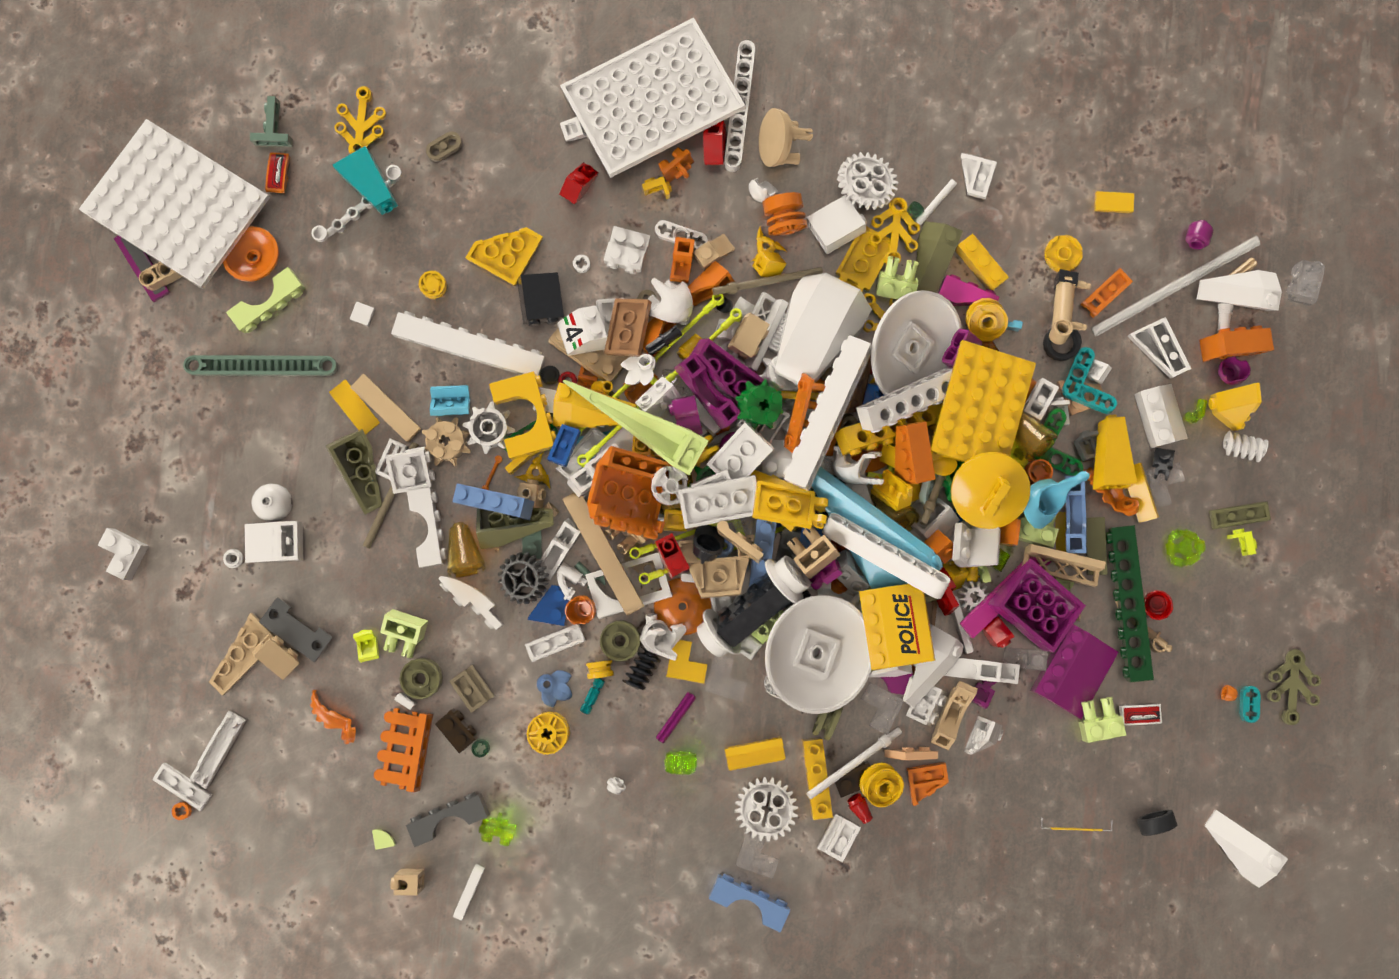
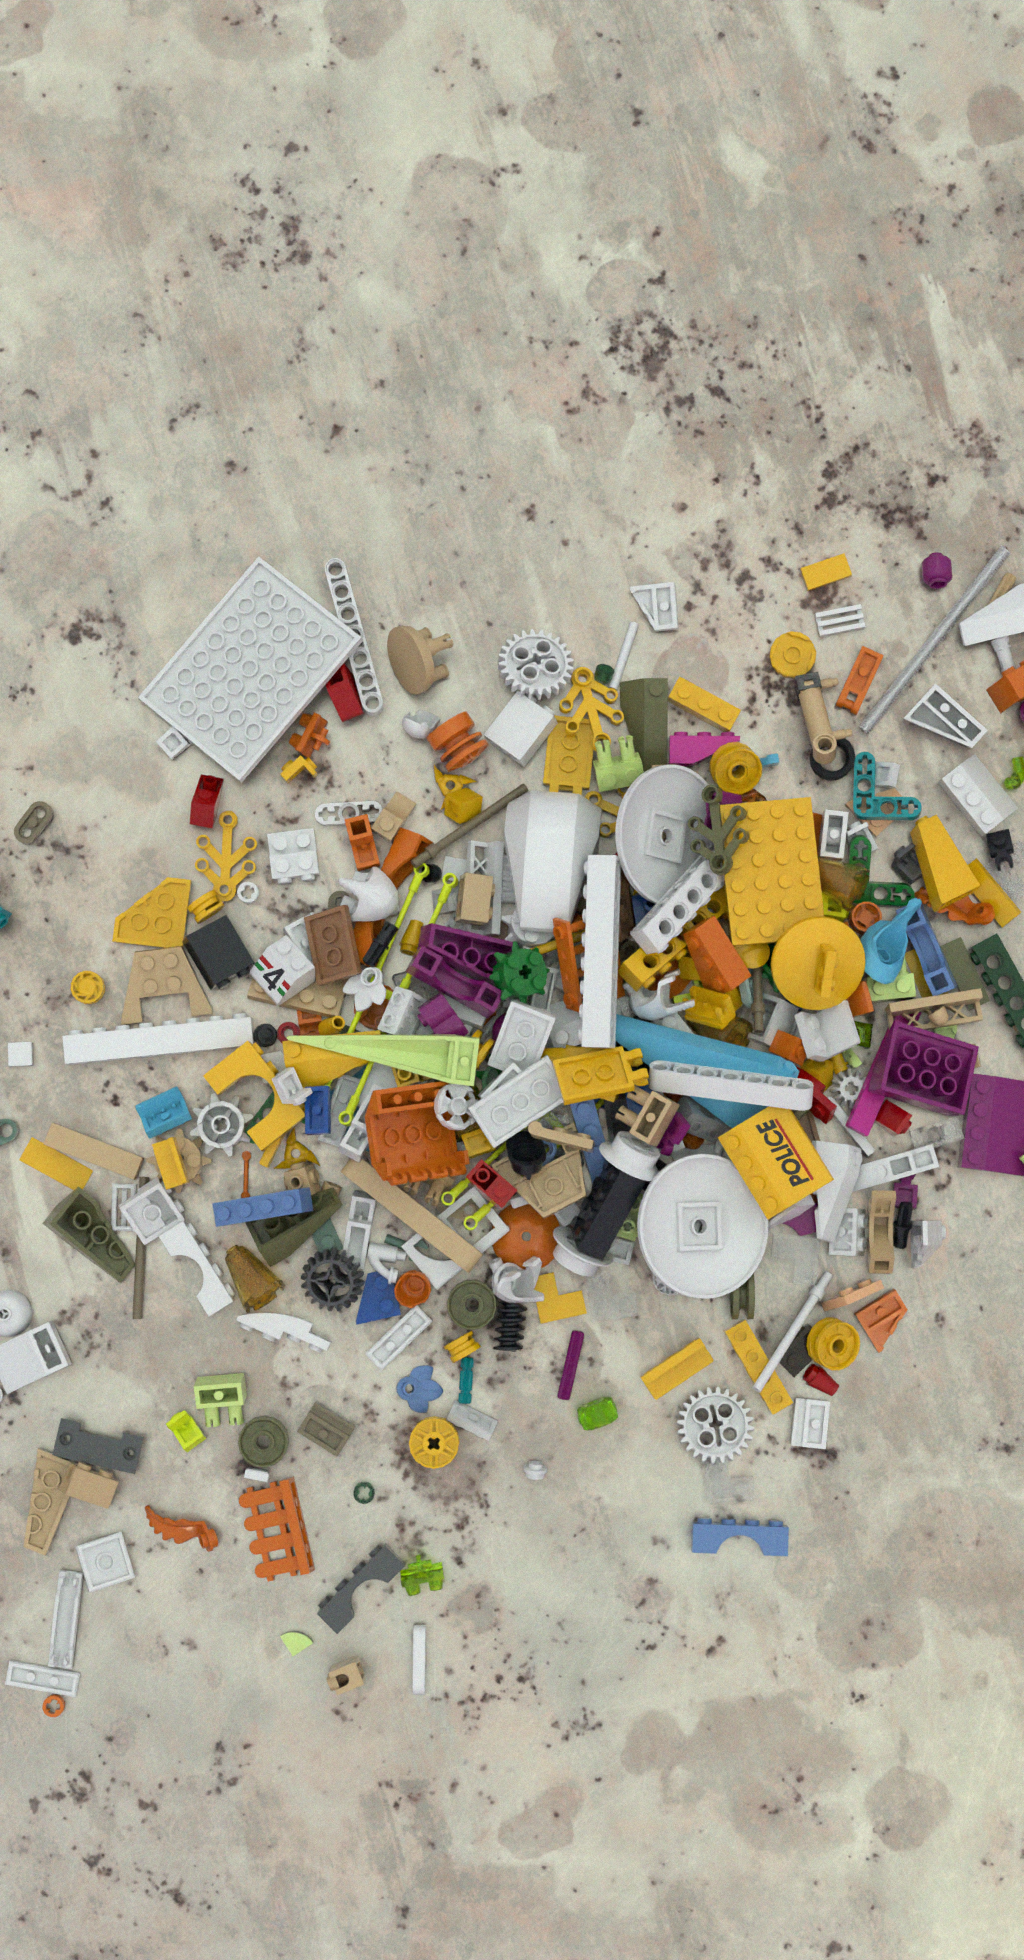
camera: 25 degrees left, 0 degrees up
(264, 719) = (105, 1562): none -> white plate
(437, 439) = (170, 1163): none -> yellow panel
(456, 730) = (328, 1484): dark brown bracket -> none
(492, 297) = (162, 973): none -> tan wing
(545, 260) = (205, 906): none -> yellow wheel
(550, 419) = (290, 1088): none -> white bracket
(575, 233) = (226, 860): none -> yellow plant
(584, 728) = (472, 1420): none -> white plate
(955, 360) = (718, 833): none -> olive plant
(971, 716) = (902, 1225): none -> black axle
(1065, 570) = (939, 1016): none -> tan hinge
(1124, 252) = (859, 616): none -> white tile

